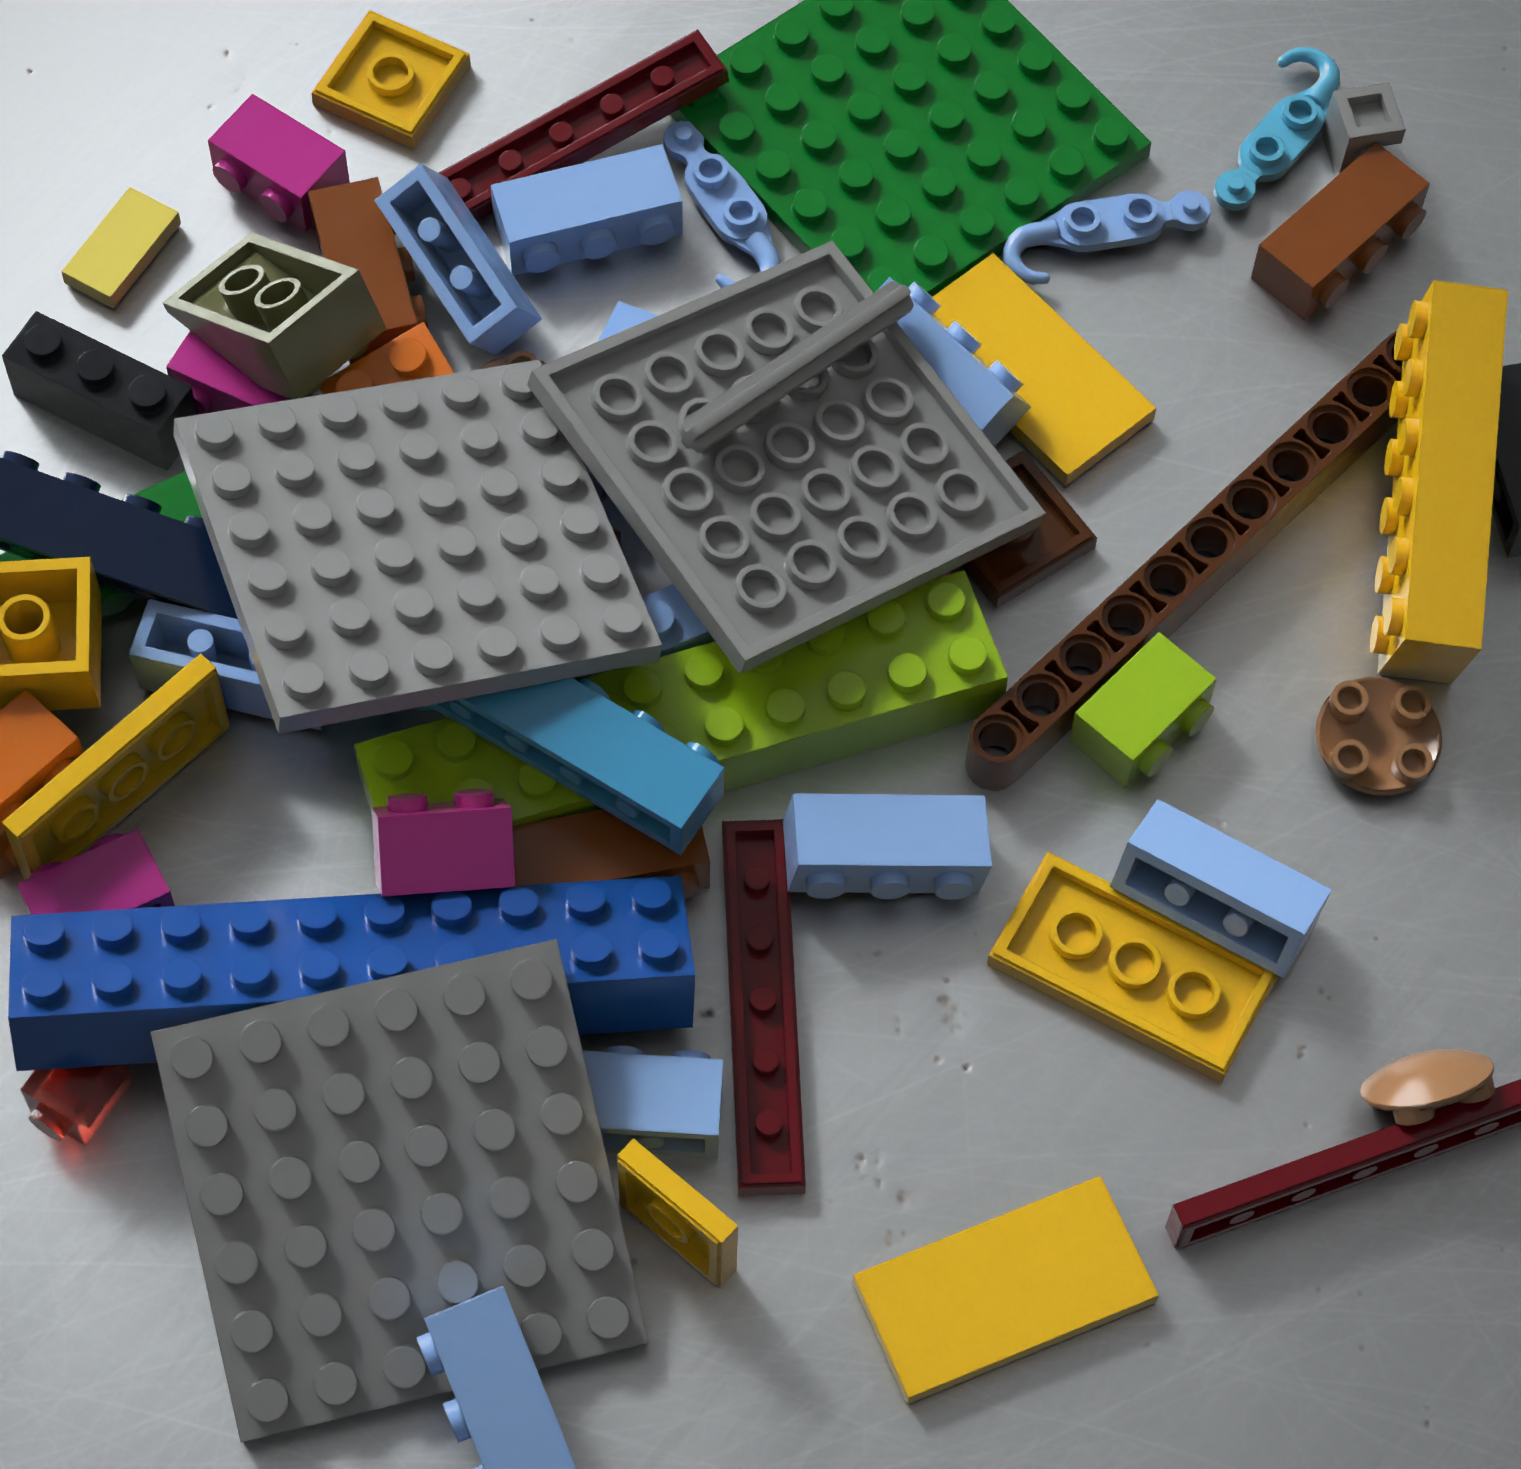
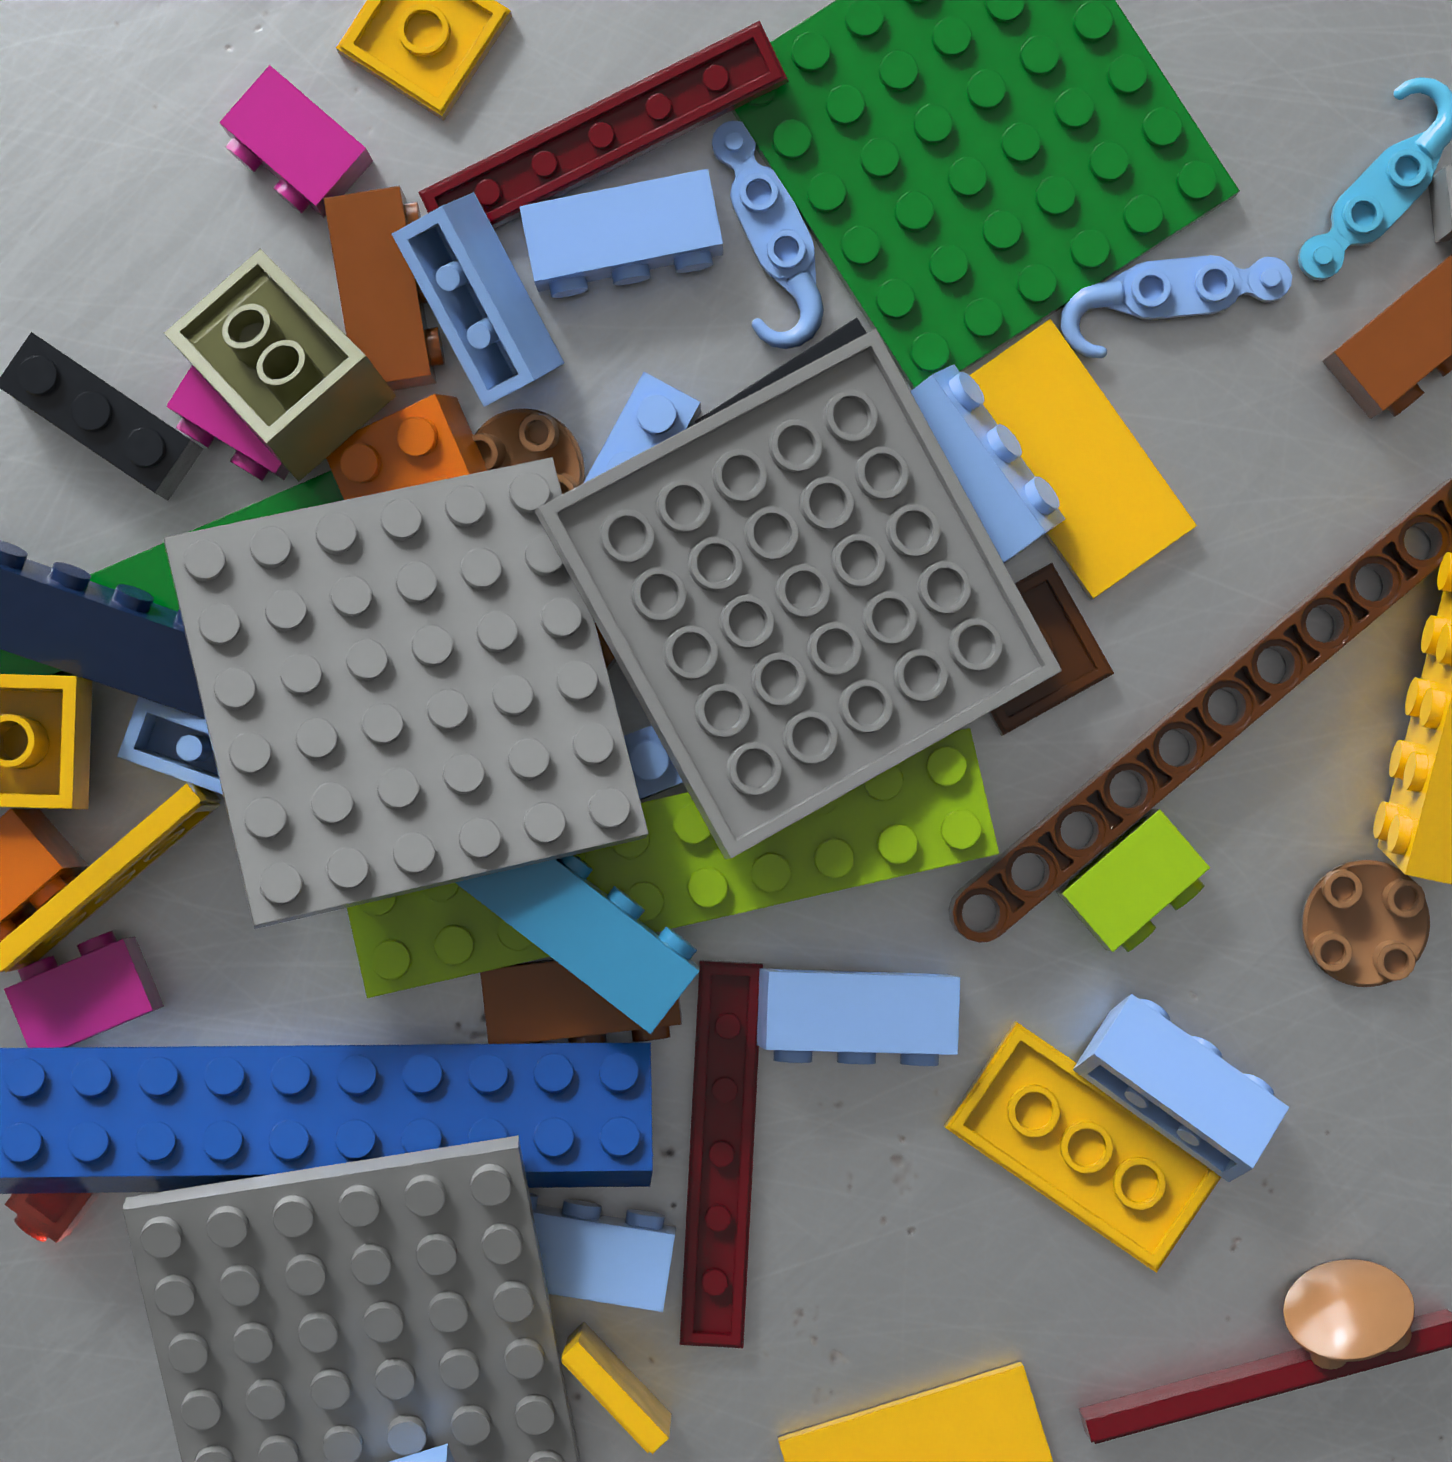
camera: 10 degrees right, 25 degrees up
(121, 247) = (127, 227): light yellow tile -> none
(443, 843) = (418, 1008): dark pink brick -> none
(795, 367) = (819, 504): light grey axle -> none

